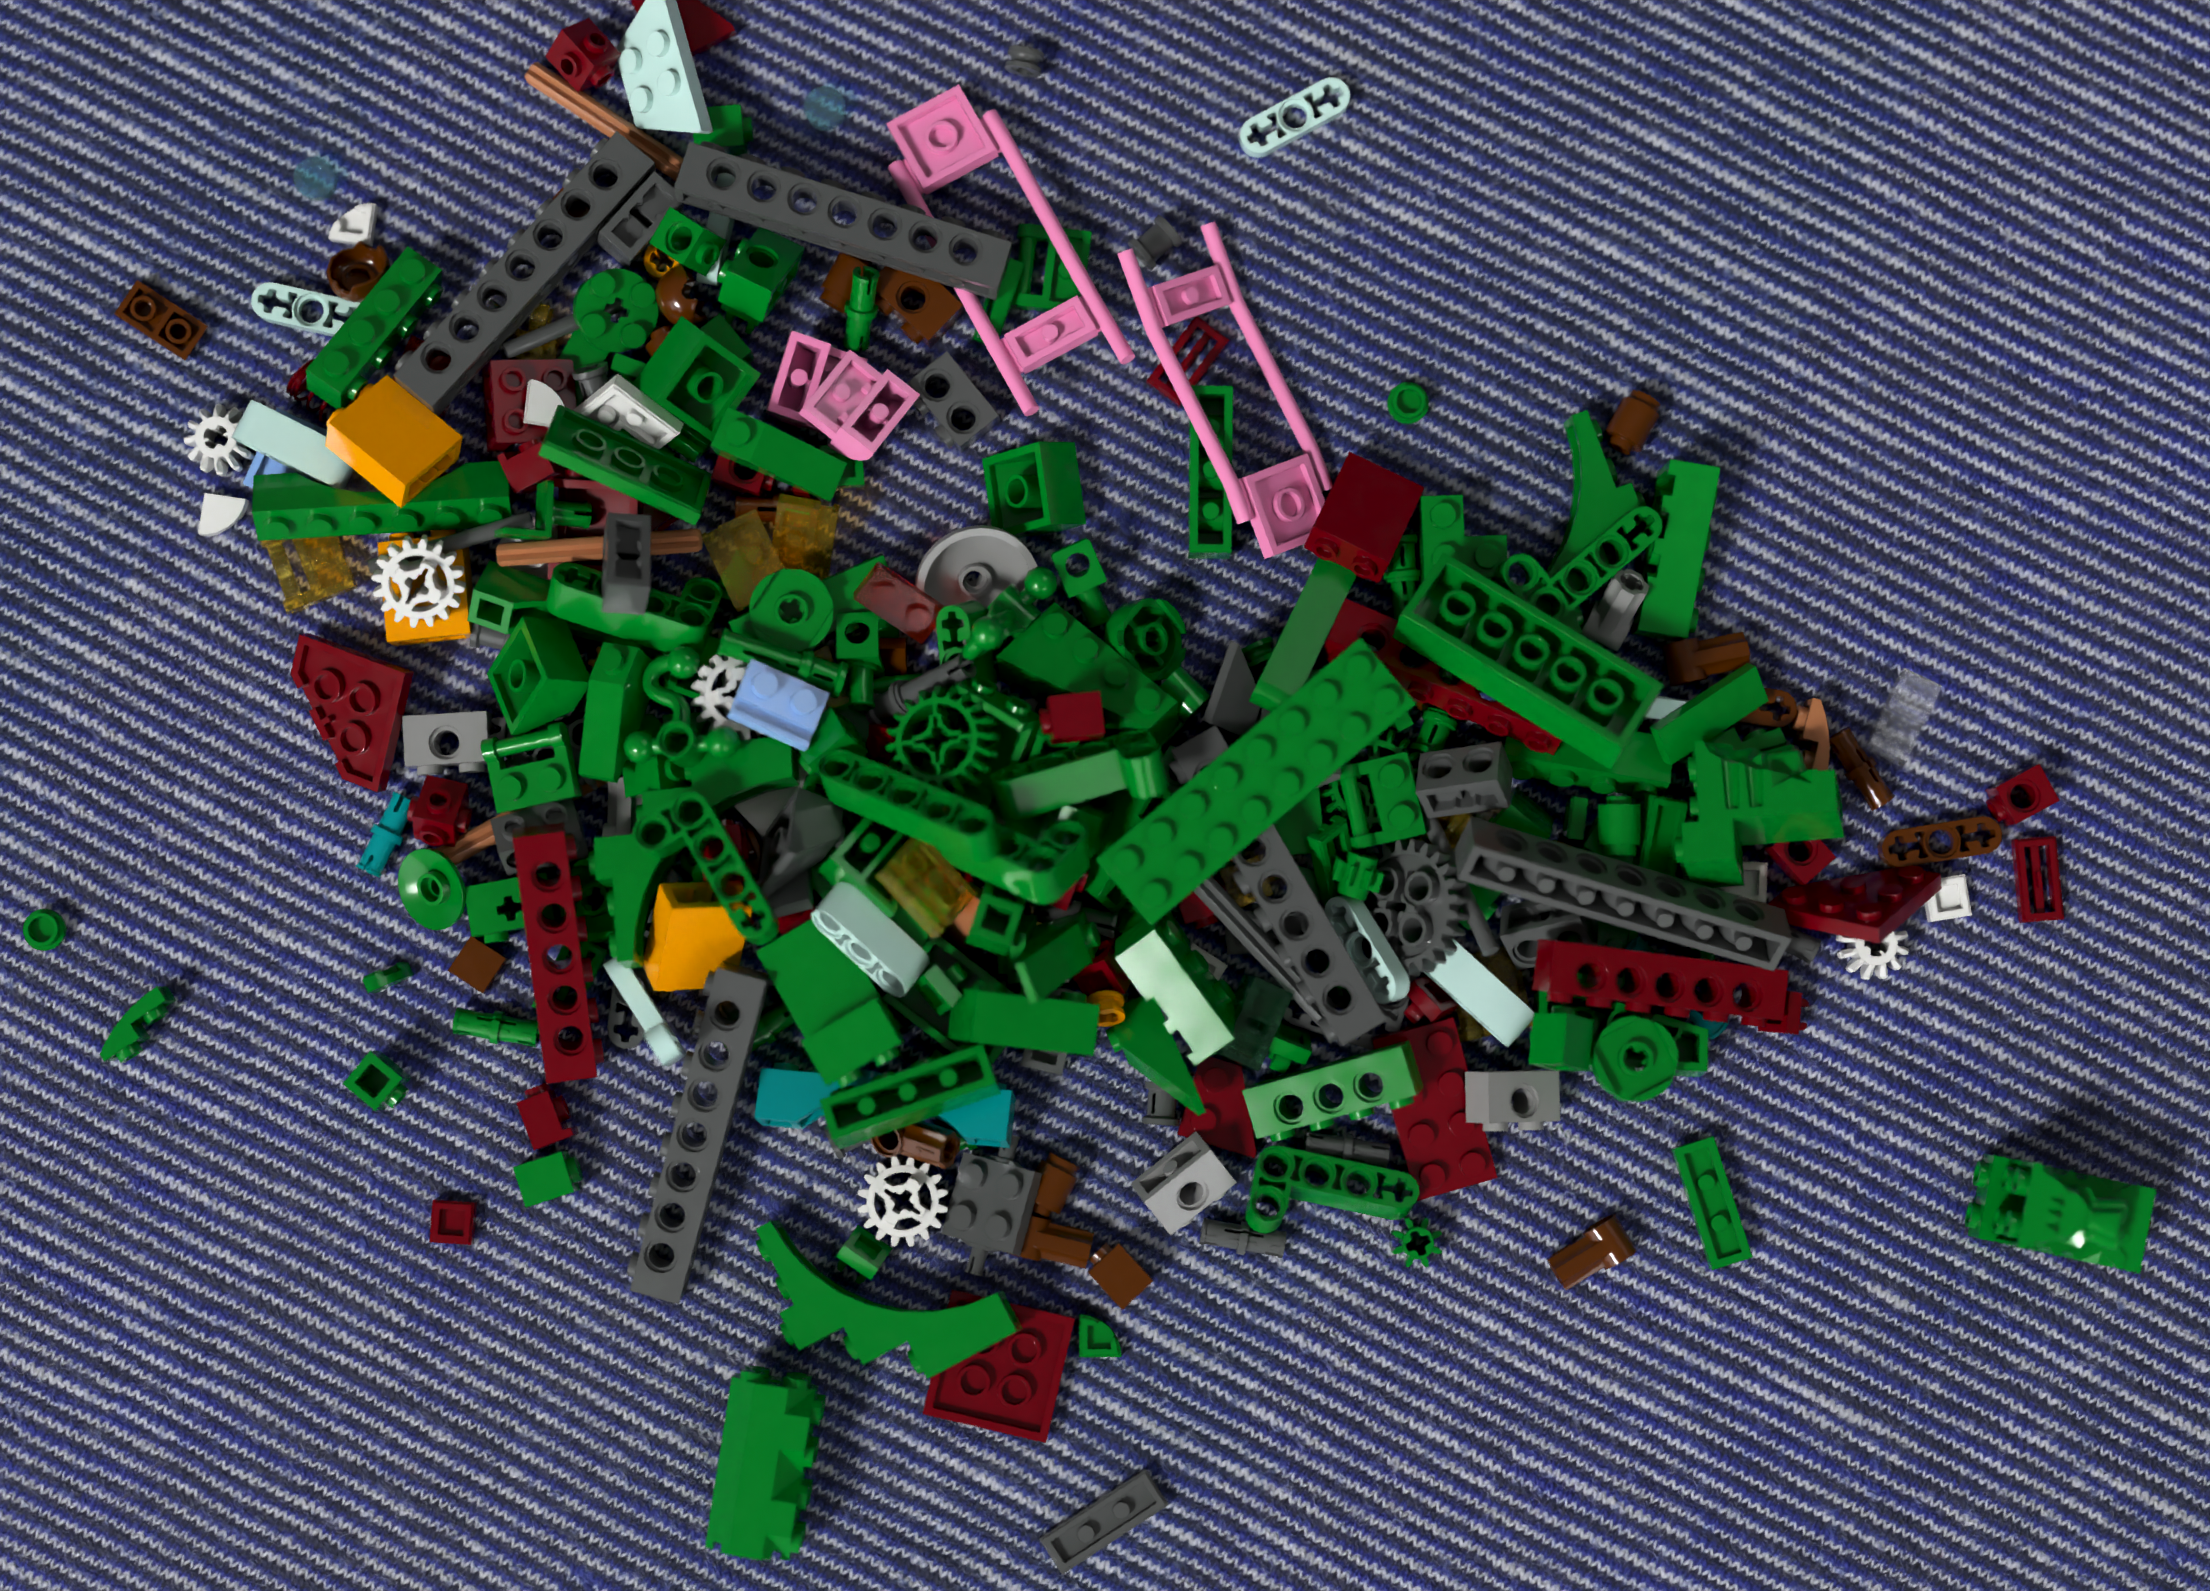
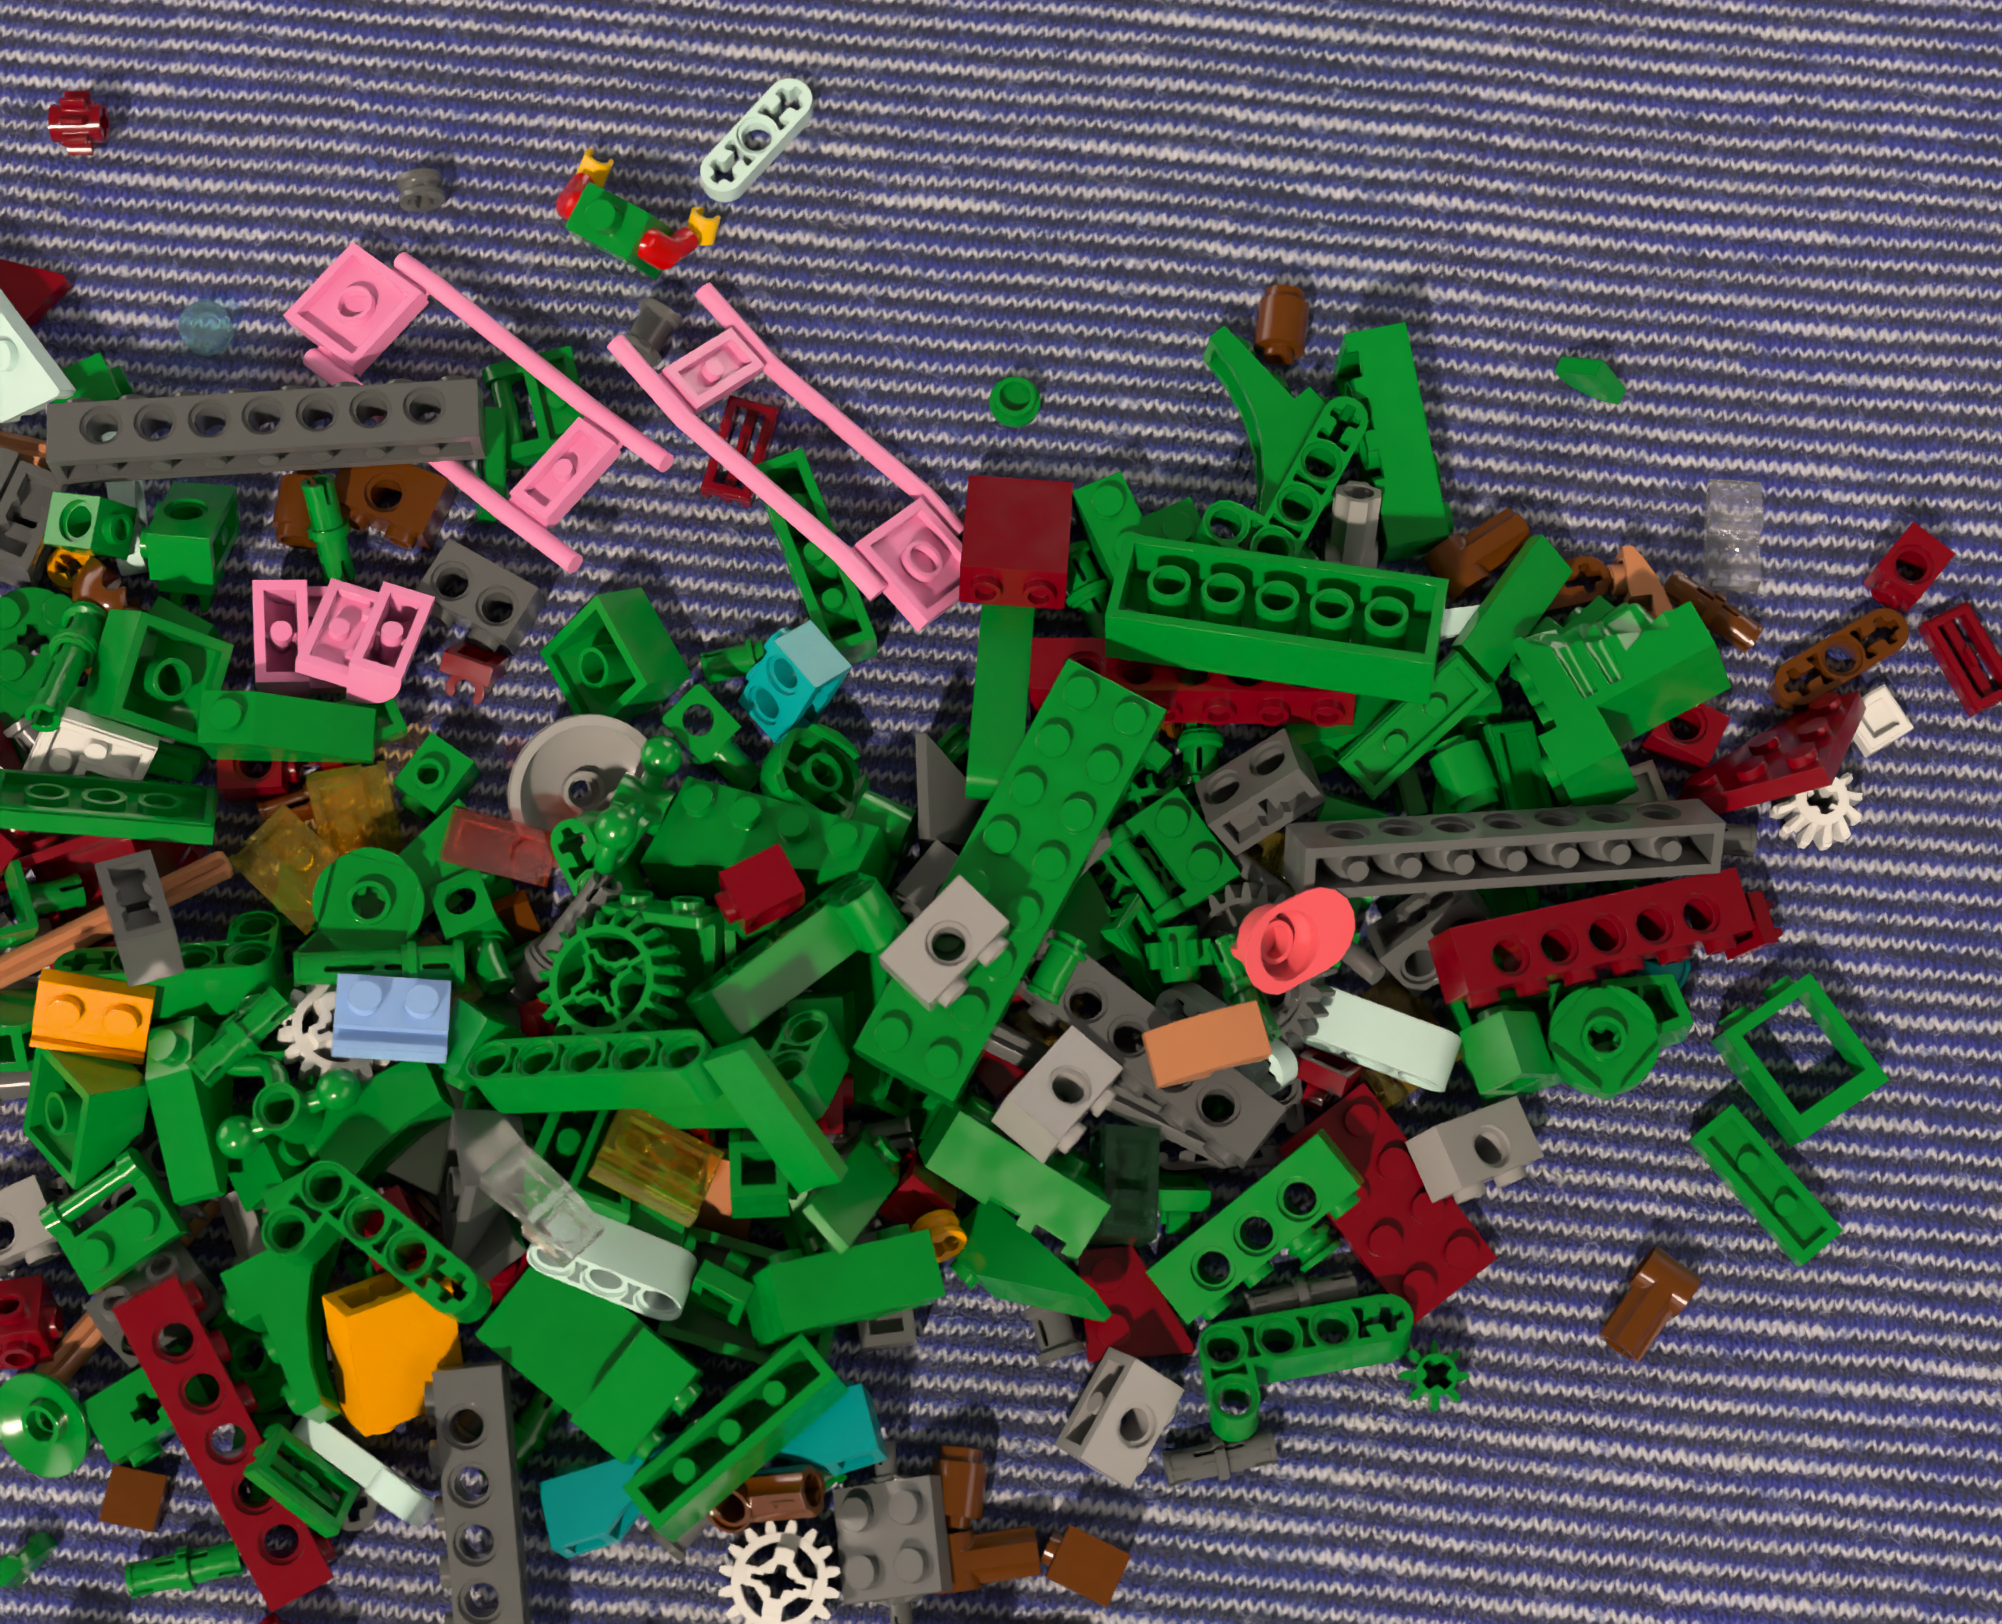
camera: 20 degrees left, 10 degrees down
(567, 618) = (92, 1016): none -> light orange plate
(594, 1008) = (298, 1489): none -> green tile
(642, 339) = (71, 654): none -> green pin
(667, 677) = (240, 1037): none -> green pin
(838, 884) = (545, 1203): none -> clear slope
(870, 529) = (435, 778): none -> green brick
(929, 452) = (472, 664): none -> dark red tile
(1022, 891) = (775, 1115): none -> green tile
(1122, 524) = (732, 661): none -> green pin
(1158, 560) = (793, 680): none -> teal brick
(1164, 154) = (624, 228): none -> torso
(1206, 796) = (954, 912): none -> light grey brick
(1206, 953) = (1041, 1120): none -> light grey brick
(1264, 855) = (1057, 967): none -> green pin
(1347, 954) = (1206, 1044): none -> nougat slope
(1372, 1121) = (1316, 1249): none -> green bush
(1392, 923) = (1238, 984): none -> green pin
(1440, 904) = (1294, 939): none -> coral piece
(1587, 780) = (1413, 728): none -> green tile
(1785, 1165) = (1761, 1086): none -> green window
(1849, 554) = (1591, 378): none -> green tile

